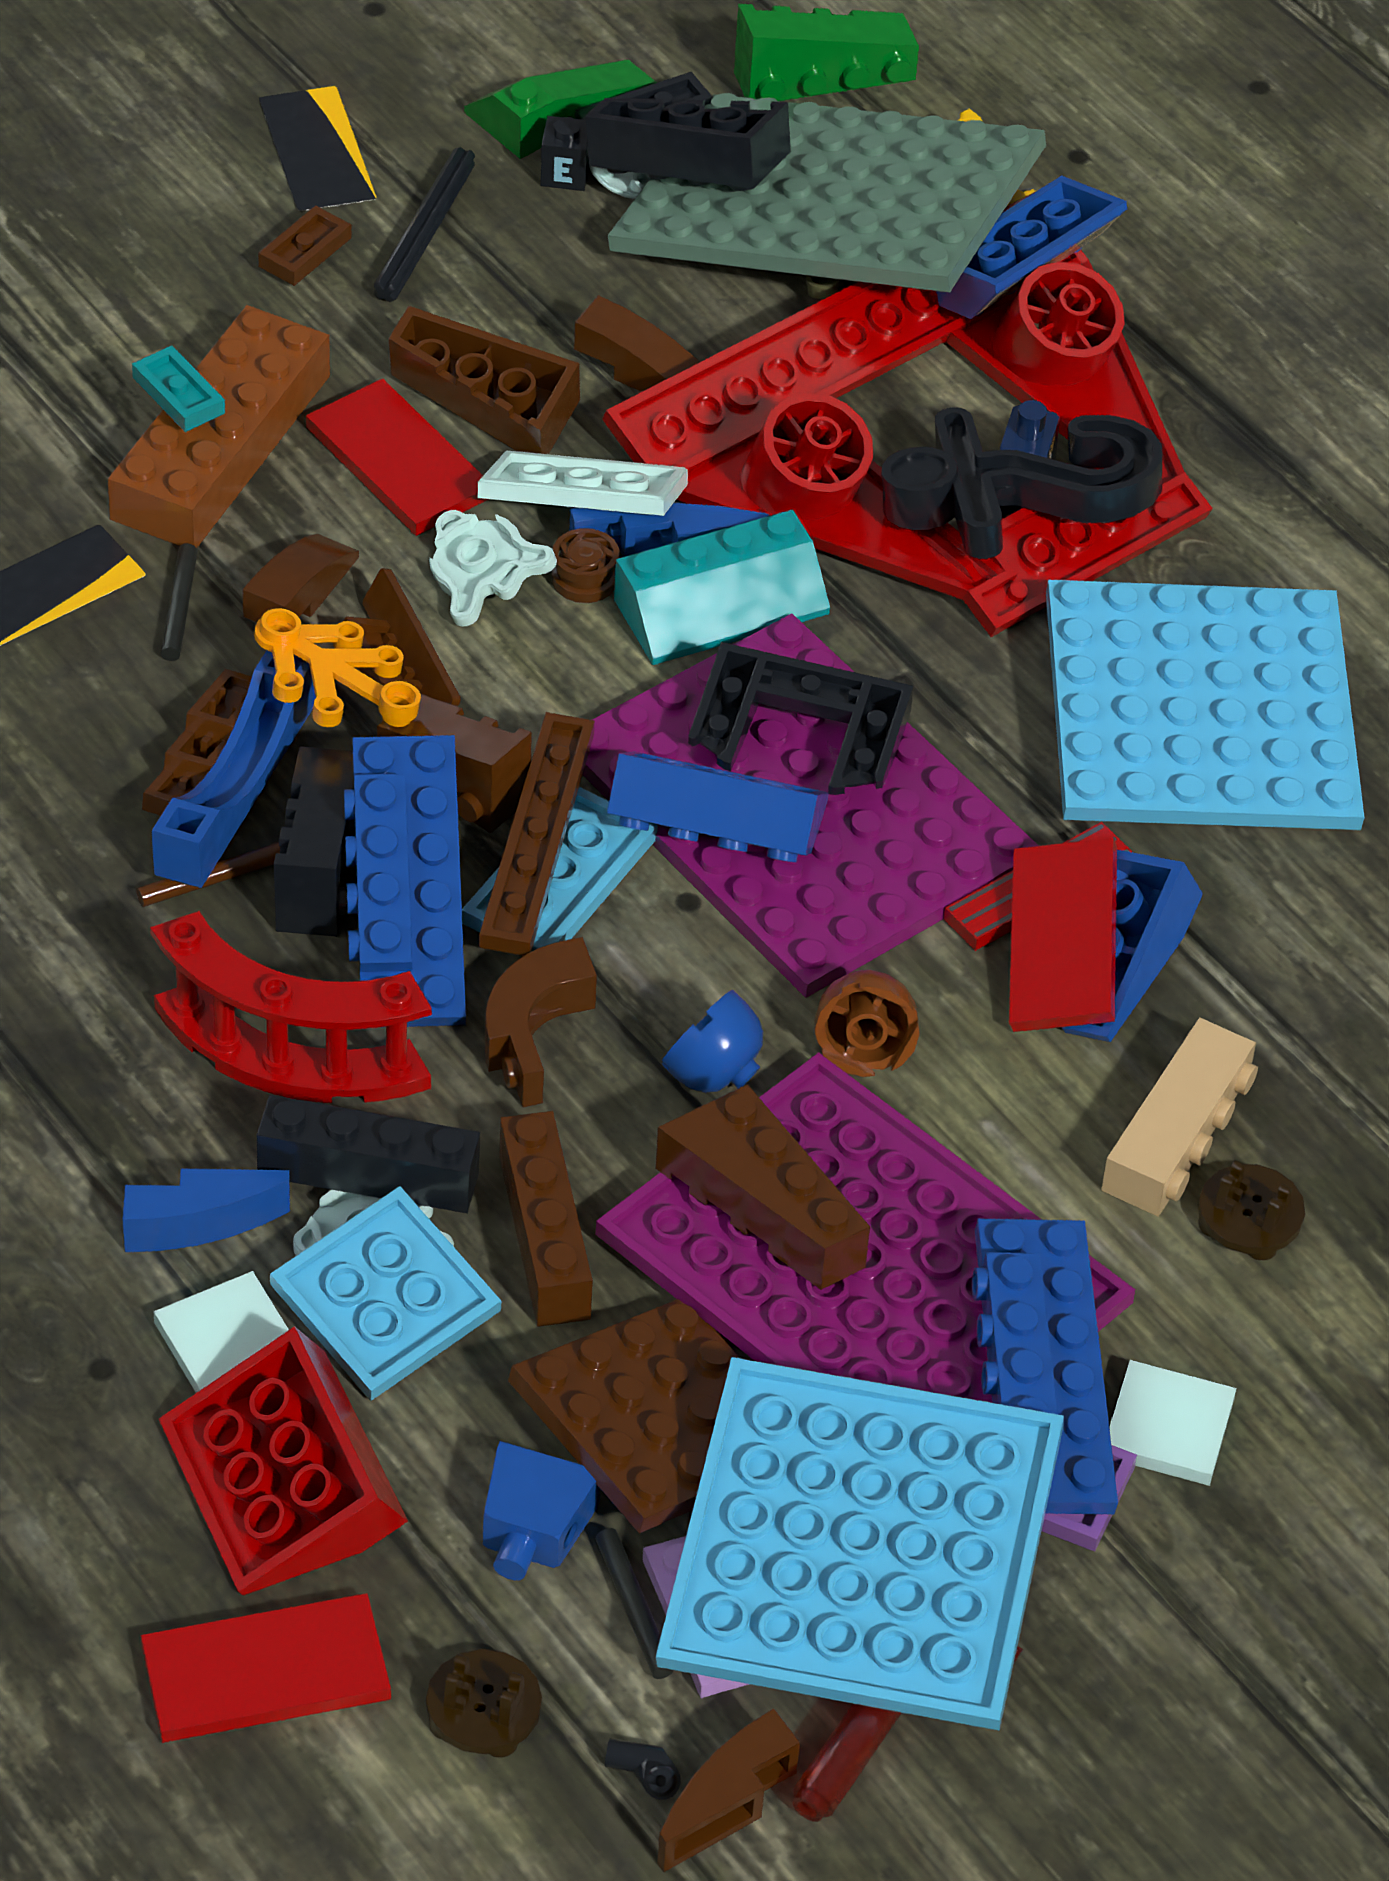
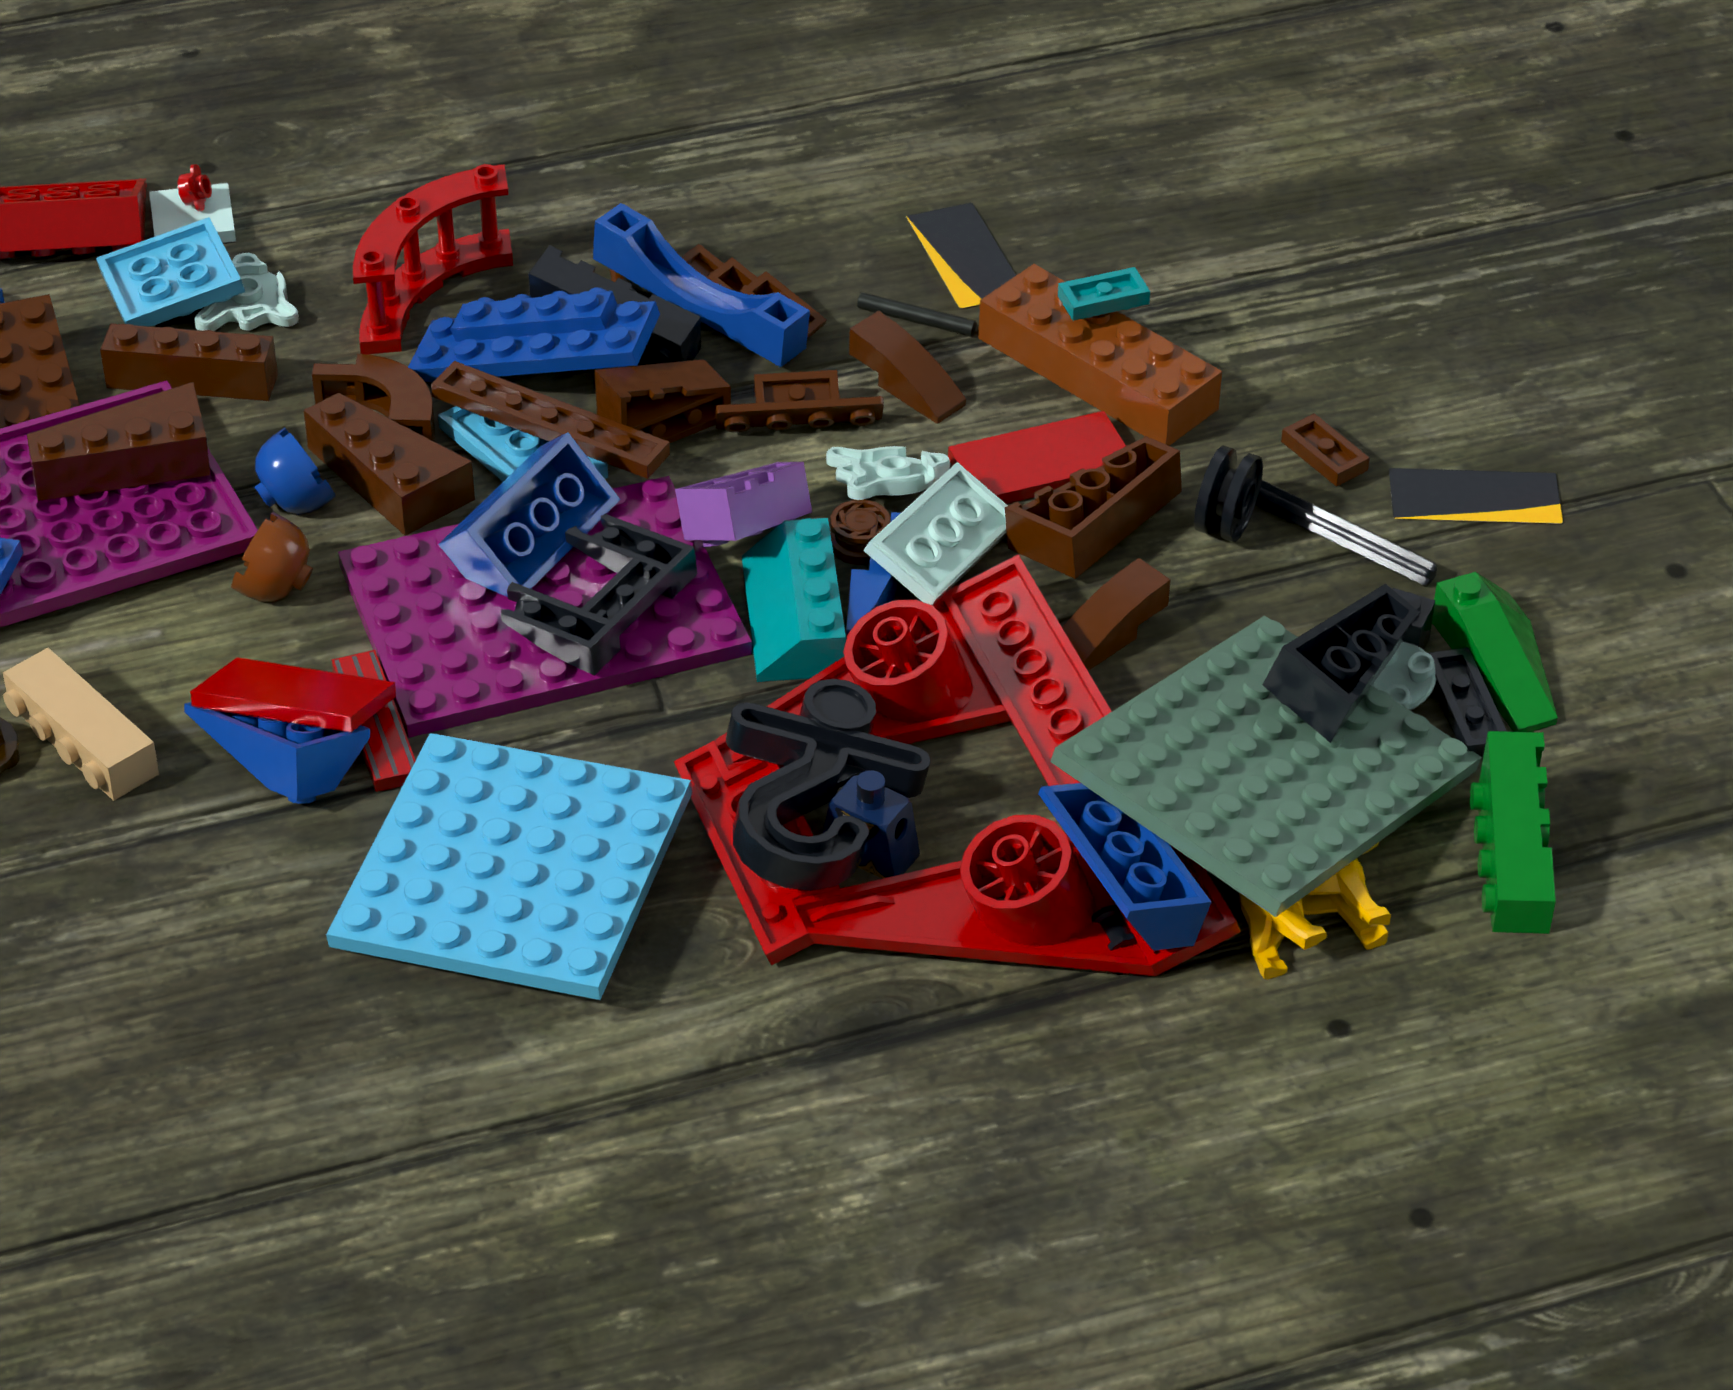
camera: 110 degrees right, 5 degrees down
(203, 1208) = (302, 211): blue slope -> none
(208, 1314) = (194, 188): none -> red plate
(285, 636) = (797, 302): light orange plant -> none
(369, 1153) = (285, 275): black brick -> none
(439, 275) = (1228, 493): none -> black wheel
(626, 625) = (743, 503): none -> medium lavender wedge
(653, 976) = (388, 464): none -> reddish brown wedge

